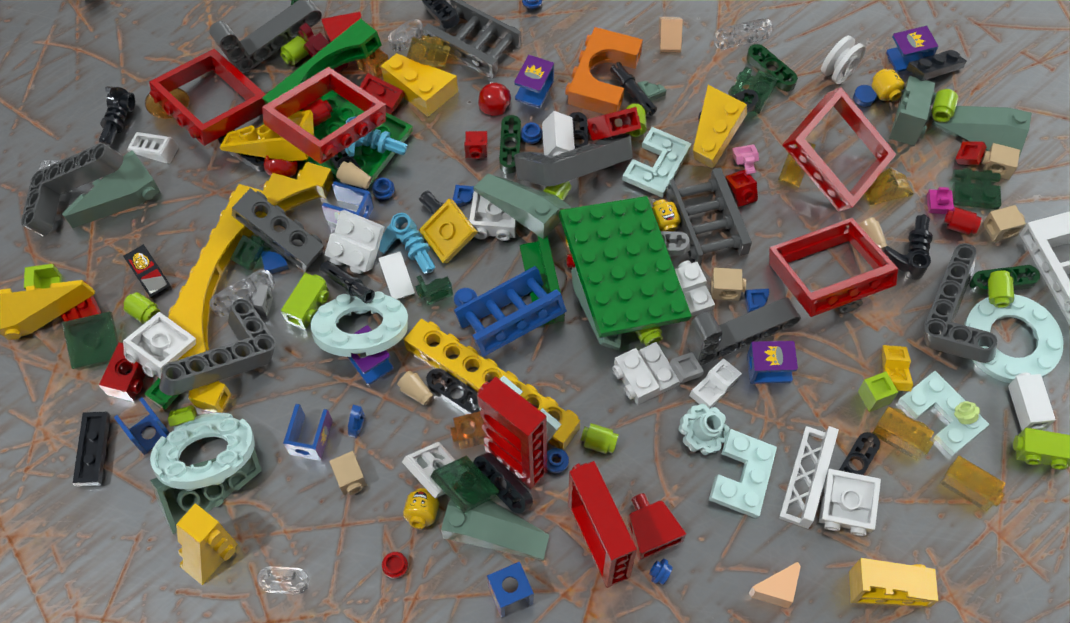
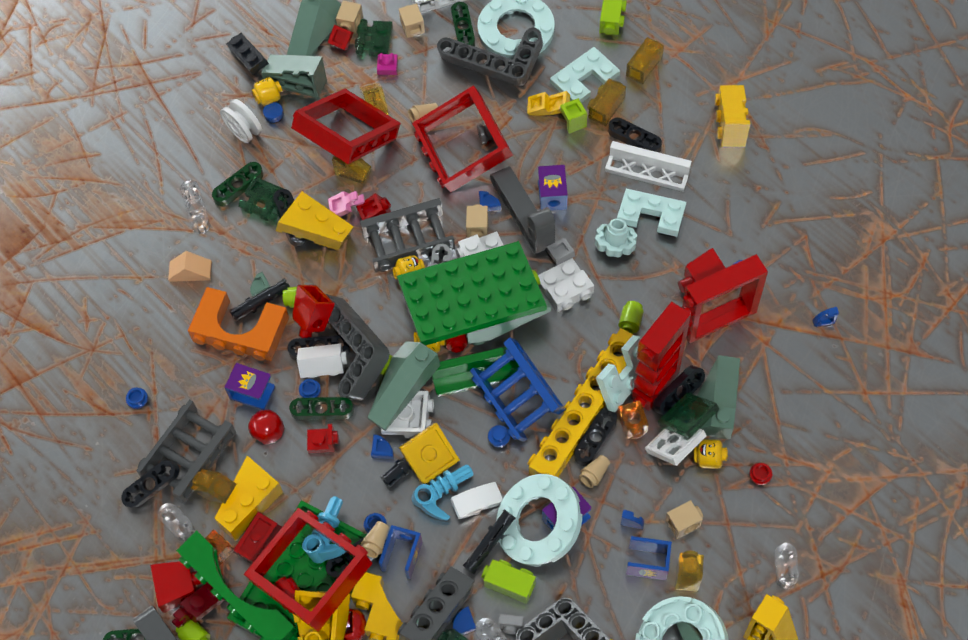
camera: 90 degrees left, 0 degrees up
(282, 467) = (689, 571): none -> clear yellow brick
(354, 242) = (446, 538): white plate -> none
(435, 291) = (493, 463): clear green bracket -> none
(504, 598) = (780, 382): blue piece -> none
(672, 154) = (364, 276): light aqua plate -> none
(715, 384) = (576, 236): white slope -> none
(778, 588) = (741, 187): light nougat slope -> none
(850, 502) = (671, 136): white plate -> none
(911, 46) = (226, 71): piece -> none
(918, 250) = (450, 82): black piece -> none
(944, 105) = (292, 47): lime brick -> none
(962, 221) = (409, 48): red brick -> none
(967, 412) = (594, 57): yellowish green plate -> none
(1000, 289) = (479, 25): lime brick -> none
(1031, 401) = (575, 17): white brick -> none

